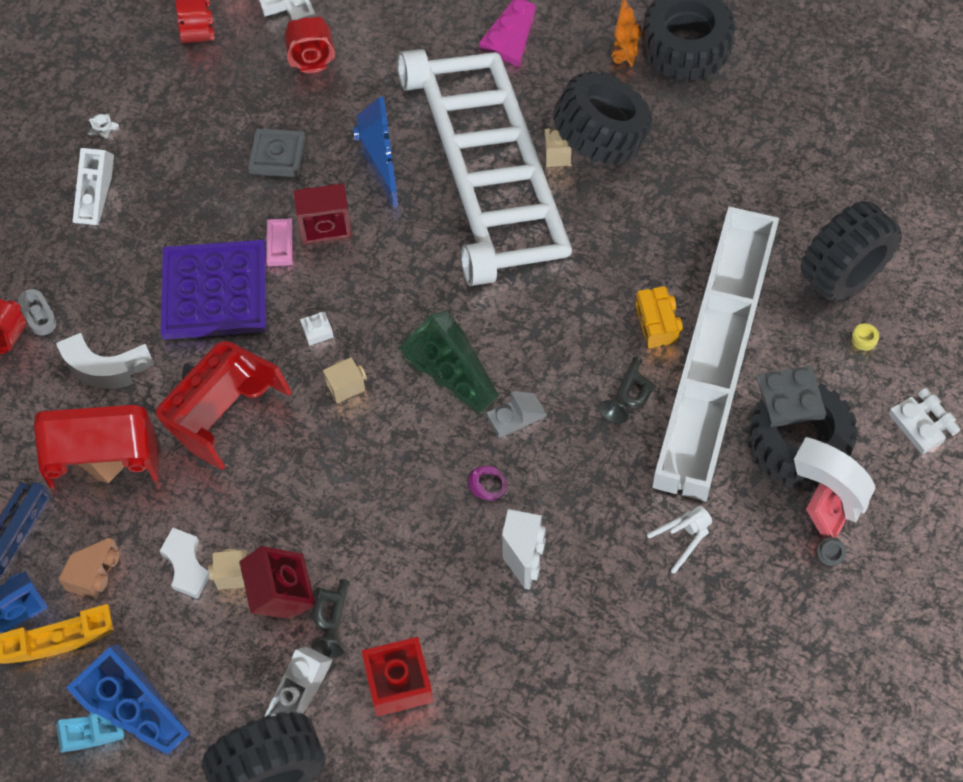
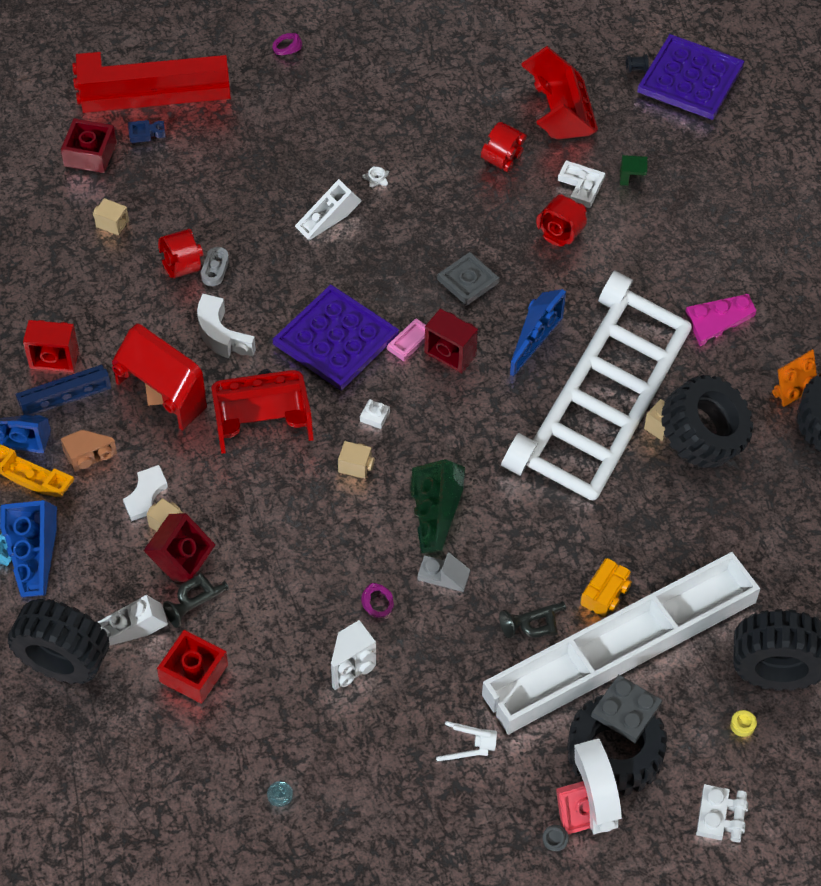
camera: 40 degrees right, 5 degrees down
(582, 718) = (280, 794): none -> clear light blue plate

